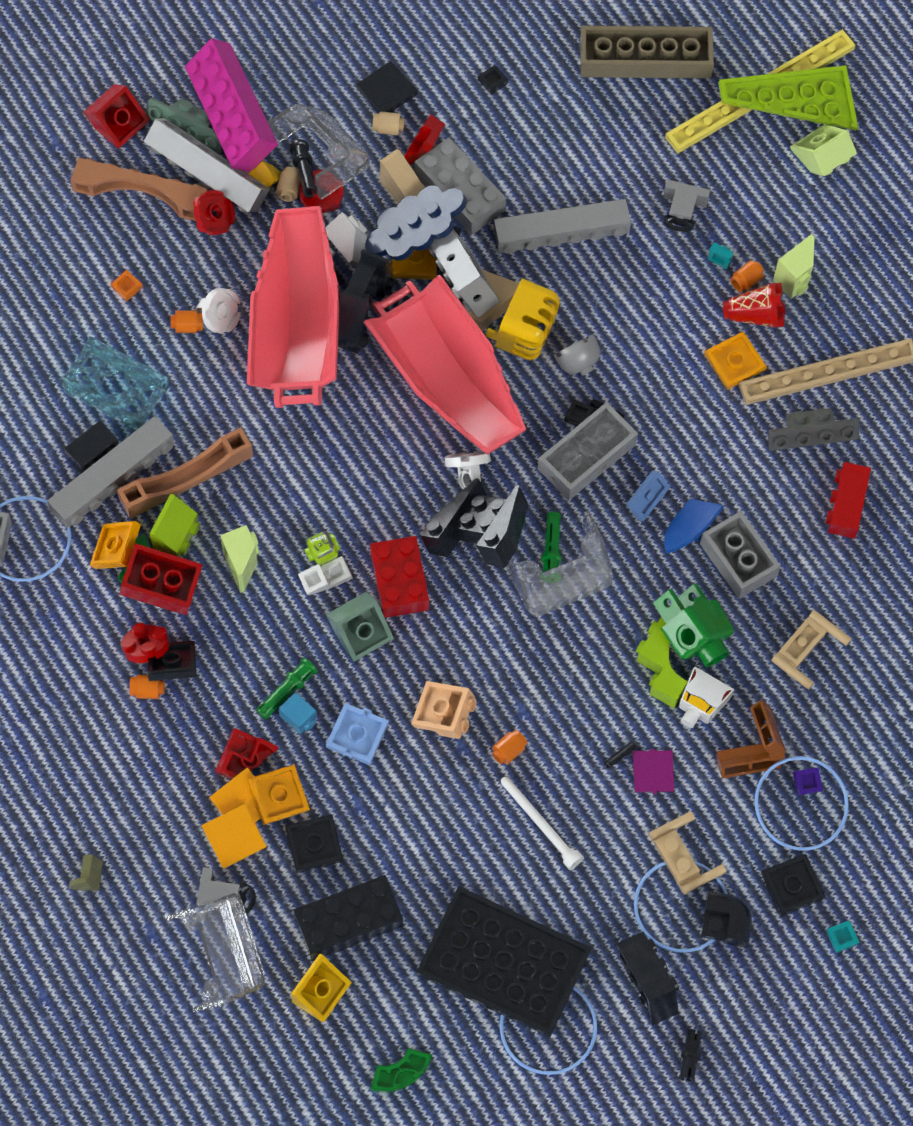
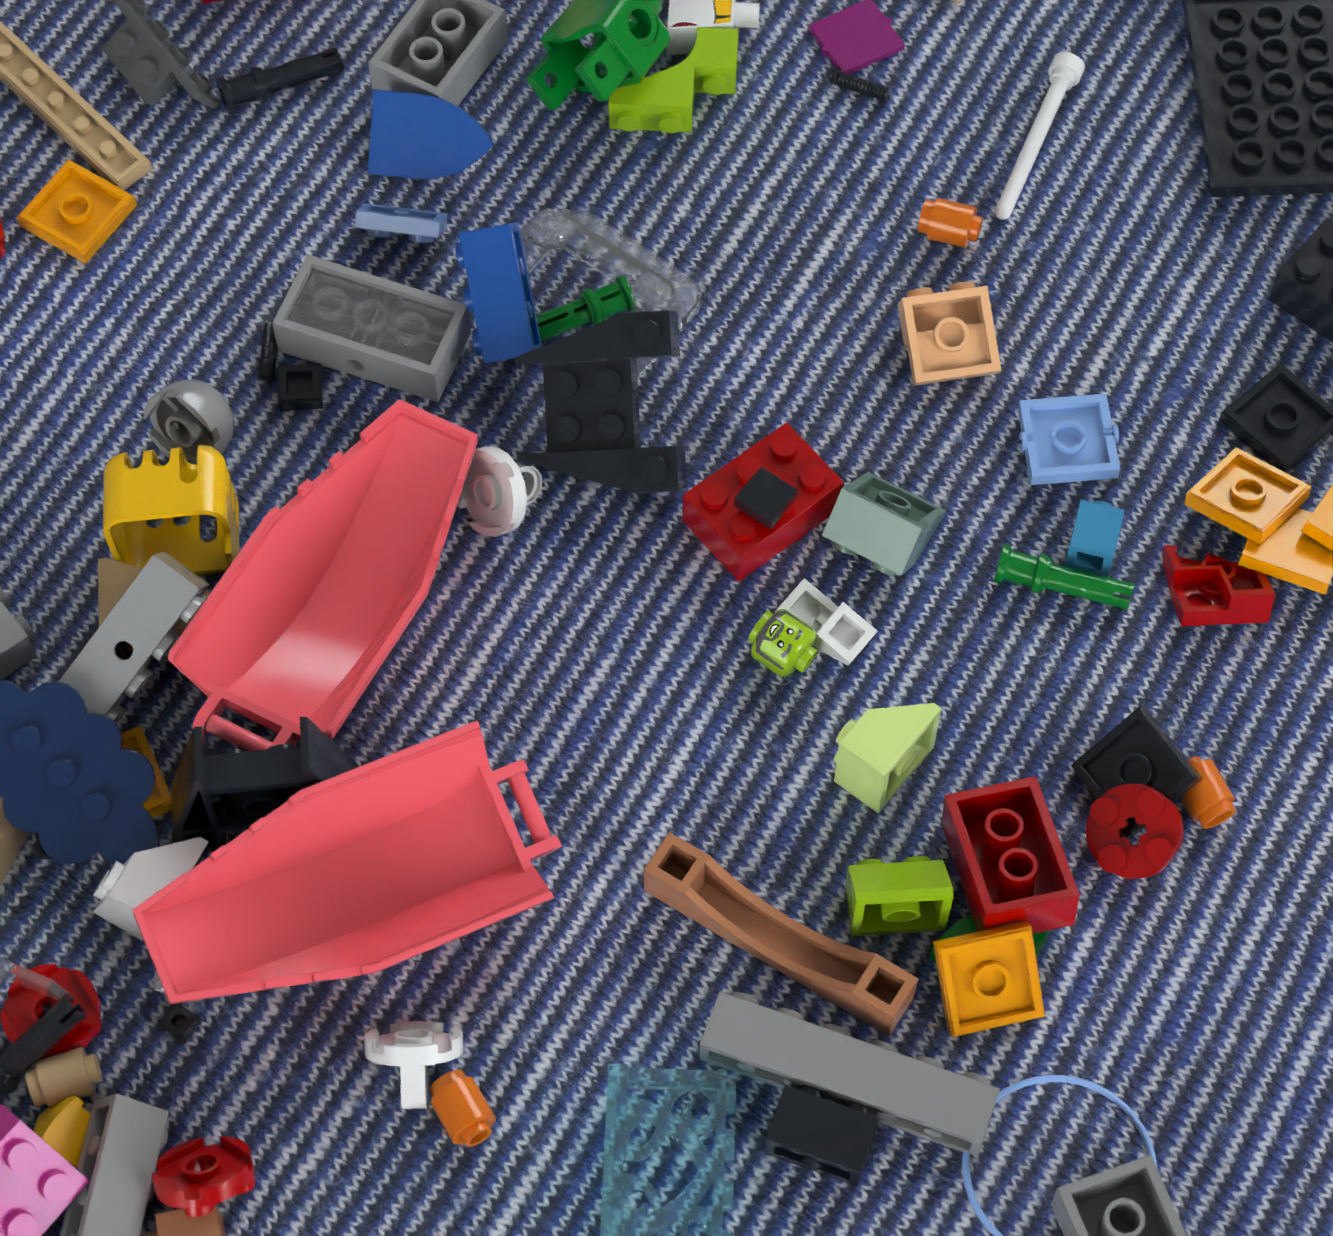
camera: 115 degrees left, 5 degrees down
(389, 563) = (766, 498): none -> black tile
(566, 504) = (498, 292): none -> blue brick
(767, 470) = (262, 83): none -> black pin

